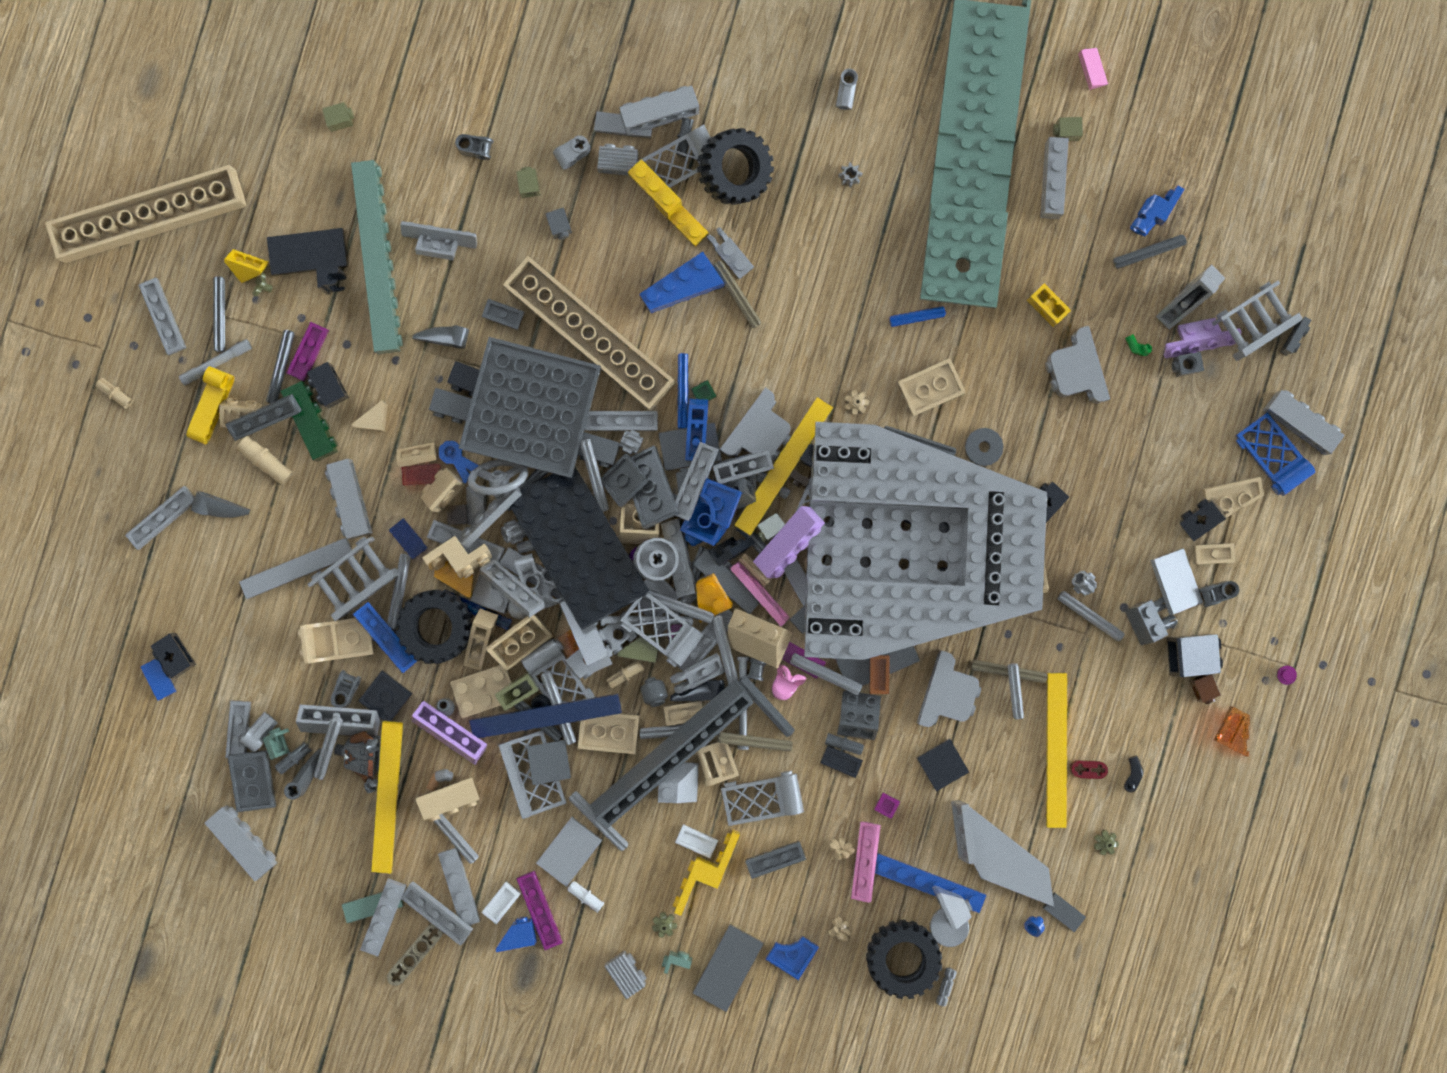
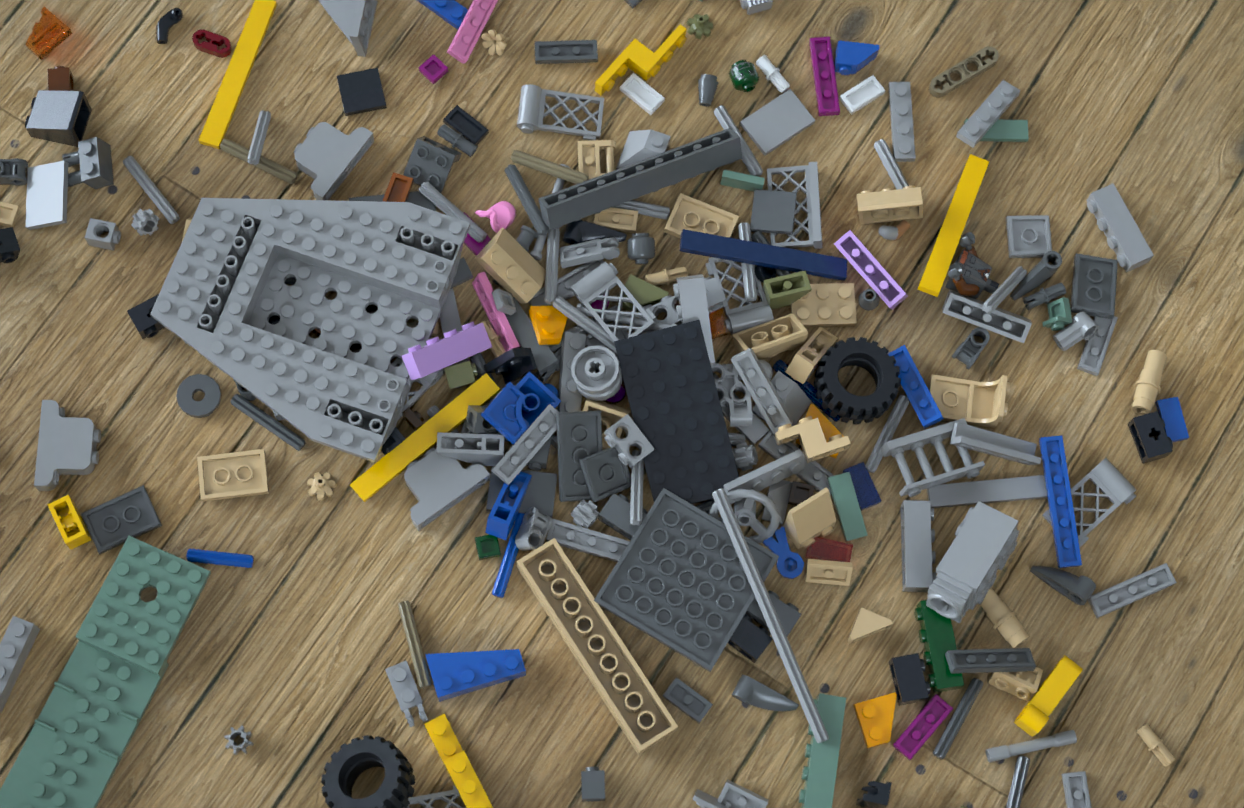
camera: 170 degrees left, 15 degrees down
(184, 704) = (1149, 382): none -> tan piece
(198, 604) = (1111, 484): none -> light grey piece
(236, 573) = (1060, 501): none -> blue plate
(296, 490) = (971, 562): none -> light grey piece
(303, 605) = (994, 444): none -> light grey fence
(320, 811) = (1028, 236): none -> light grey tile
(346, 347) = (876, 719): none -> light orange wing
(385, 696) = (930, 329): black tile -> none
(415, 515) = (847, 506): none -> sand green tile
(436, 913) = (931, 100): light grey plate -> none
(453, 396) = (770, 616): none -> light grey axle
(583, 783) = (742, 180): none -> sand green tile
(609, 509) = (633, 437): none -> light grey brick
(610, 885) = (744, 76): none -> dark green head
(639, 862) = (707, 87): none -> dark grey cone
(669, 412) = (534, 527): none -> light grey piece
(755, 604) = (504, 301): none -> light grey tile
(1008, 324) = (121, 517): none -> dark grey tile
(1124, 561) = (96, 228): none -> light grey brick

